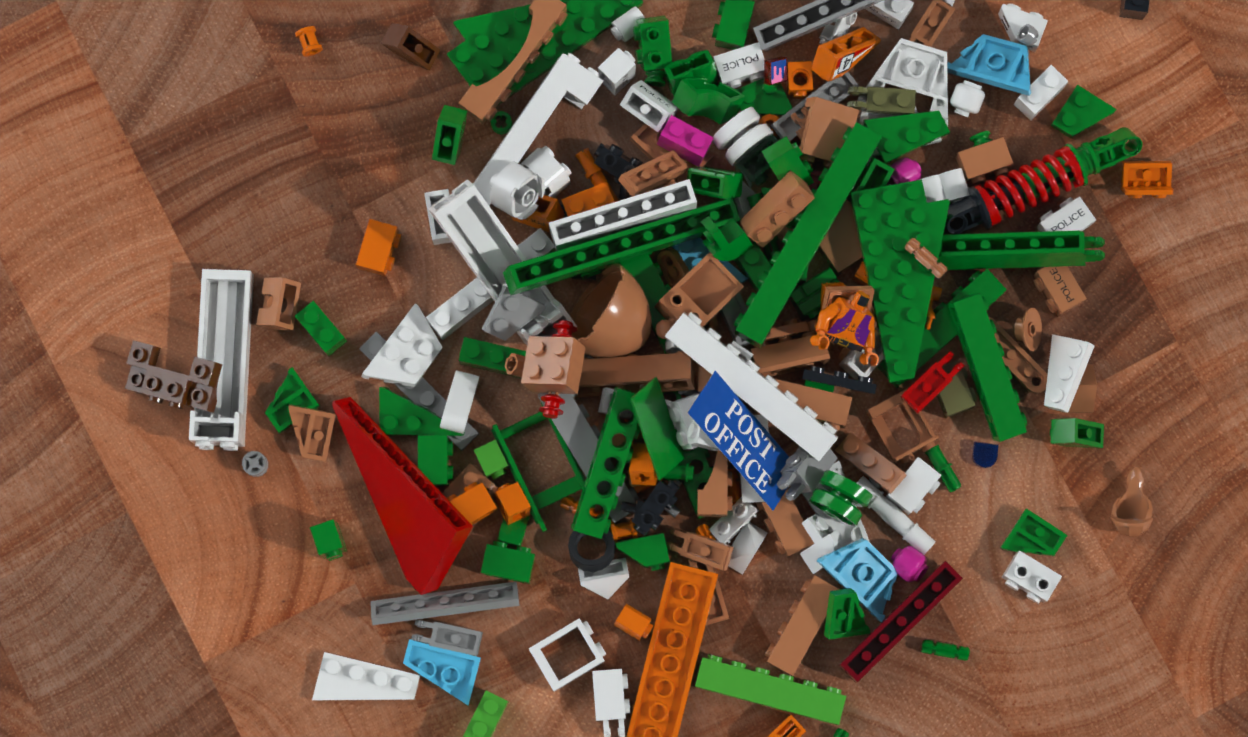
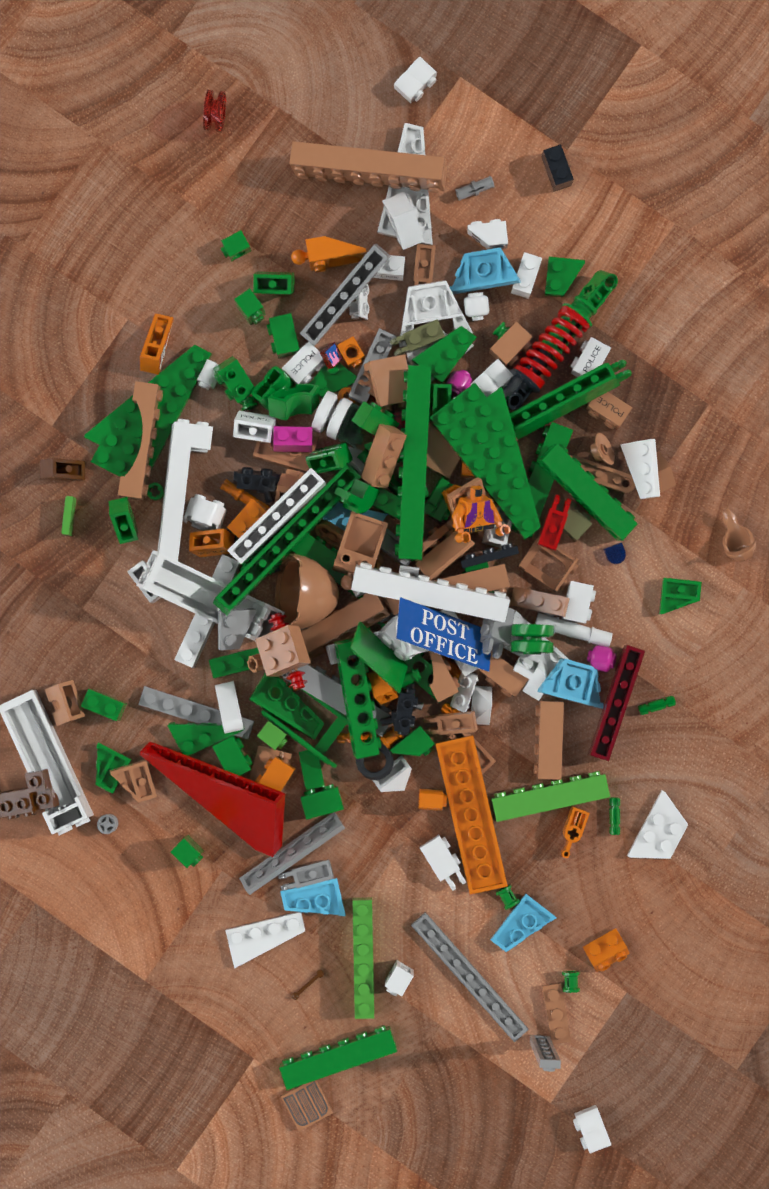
camera: 25 degrees left, 5 degrees up
(377, 247) = (114, 626): orange brick -> none
(391, 100) = (68, 516): none -> bright green tile
(406, 352) = (173, 690): white wing -> none
(512, 502) = (303, 758): orange brick -> none
(516, 190) = (192, 538): white brick -> none
(520, 425) = (279, 700): none -> green wing
(546, 669) = (385, 861): white window -> none
(617, 70) = (219, 413): white brick -> none
(653, 173) = (282, 475): nougat plate -> none
(842, 53) = (372, 319): orange slope -> none
(844, 615) = (575, 719): green wing -> none
(926, 258) = (506, 438): nougat axle -> none
(935, 295) = (525, 459): orange piece -> none
(944, 468) = (592, 579): green axle -> none
(1027, 35) = (497, 239): light grey hinge -> none
(1031, 577) = (692, 624): white brick -> none
(1076, 433) = (672, 506): green slope -> none
(1147, 178) = (631, 299): orange bracket -> none

